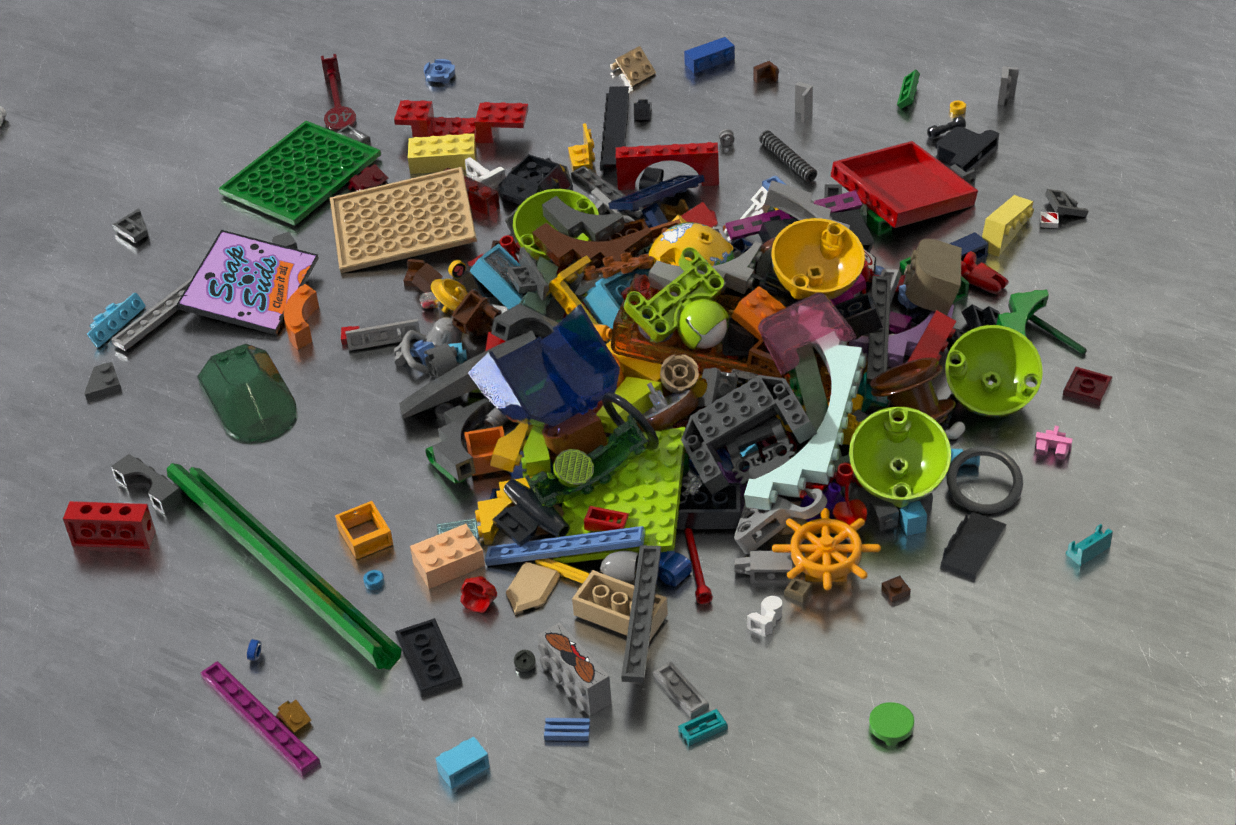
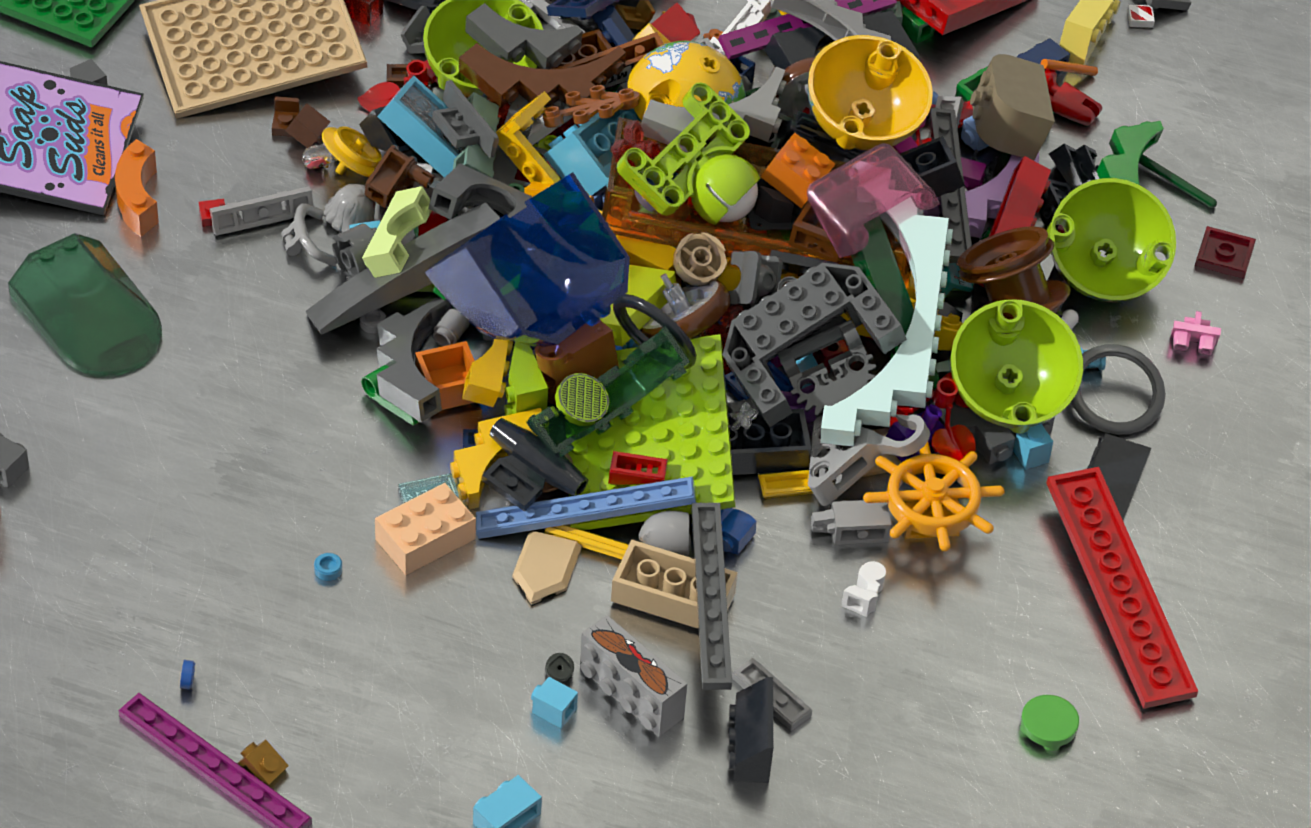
camera: 15 degrees left, 5 degrees up
(287, 566) = (201, 551): green piece -> none
(370, 542) = (311, 516): light orange window -> none
(419, 348) = (323, 231): medium blue bracket -> none
(428, 657) = (427, 670): black tile -> none
(455, 360) = (406, 211): none -> yellowish green arch
(457, 269) = (345, 109): tile -> none
(477, 594) = (478, 579): red hair -> none
(515, 685) = (554, 702): none -> medium azure brick
(569, 726) = (633, 752): medium blue tile -> none
(658, 717) = (752, 732): none -> black slope
(703, 593) = (776, 561): red piece -> none
(705, 729) = (812, 746): teal tile -> none
(718, 538) = (785, 484): none -> yellow tile
(798, 589) = (899, 551): dark tan tile -> none
(896, 588) = (1024, 542): reddish brown plate -> none
(964, 627) = (1122, 588): none -> red plate
(986, 252) = (1069, 67): none -> orange bar
(1090, 546) = (1261, 472): teal hinge -> none

